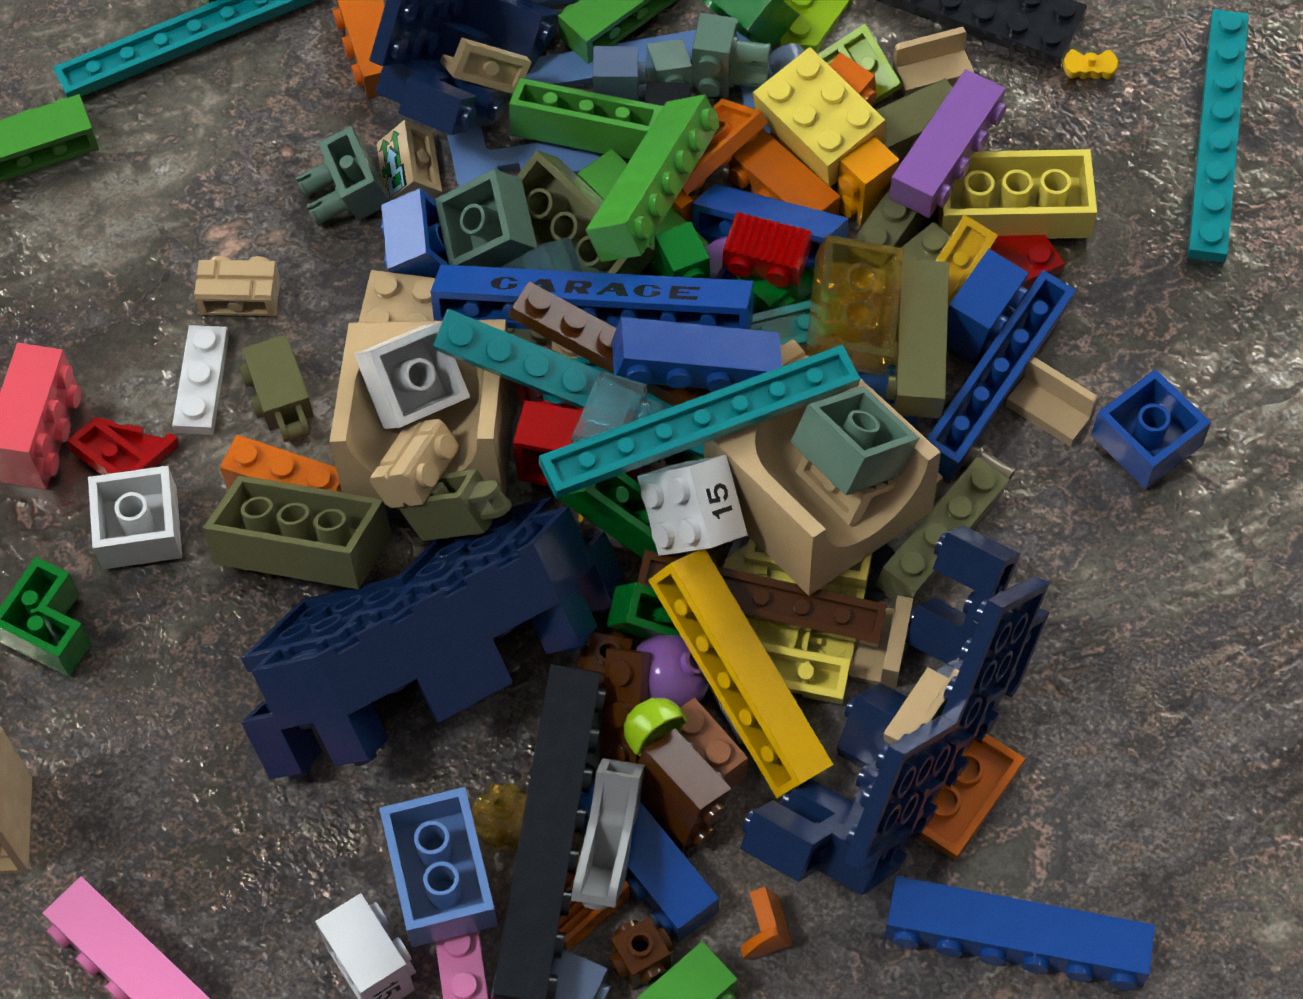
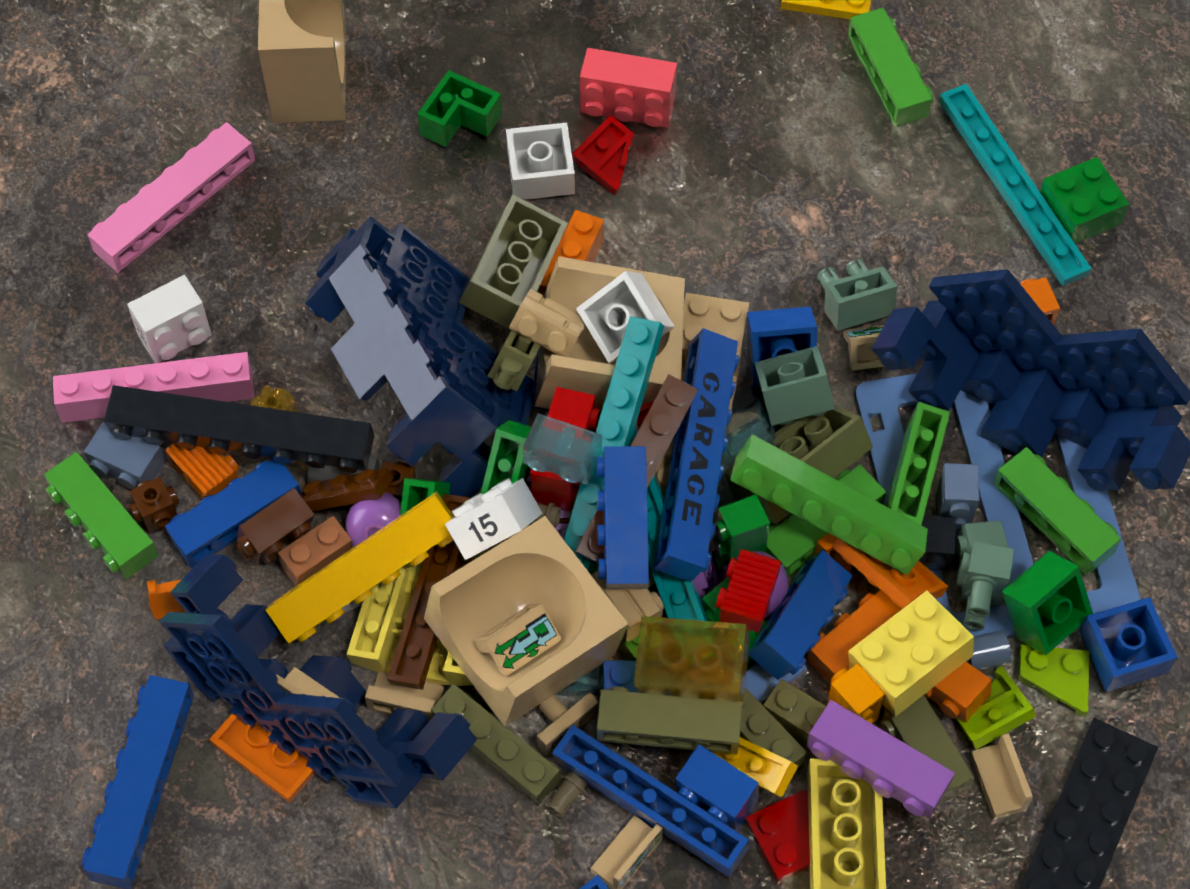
camera: 90 degrees right, 0 degrees up
(200, 380) = (671, 205): white plate -> none
(237, 287) = (753, 223): tan brick -> none
(278, 387) = (660, 252): olive brick -> none
(438, 867) = (212, 349): medium blue brick -> none
(486, 65) = (957, 384): tan panel -> none
(608, 834) = (221, 467): light grey arch -> none
(651, 721) = (321, 499): lime hair -> none
(698, 421) = (547, 508): teal plate -> none
(854, 440) = (527, 627): sand green brick -> none

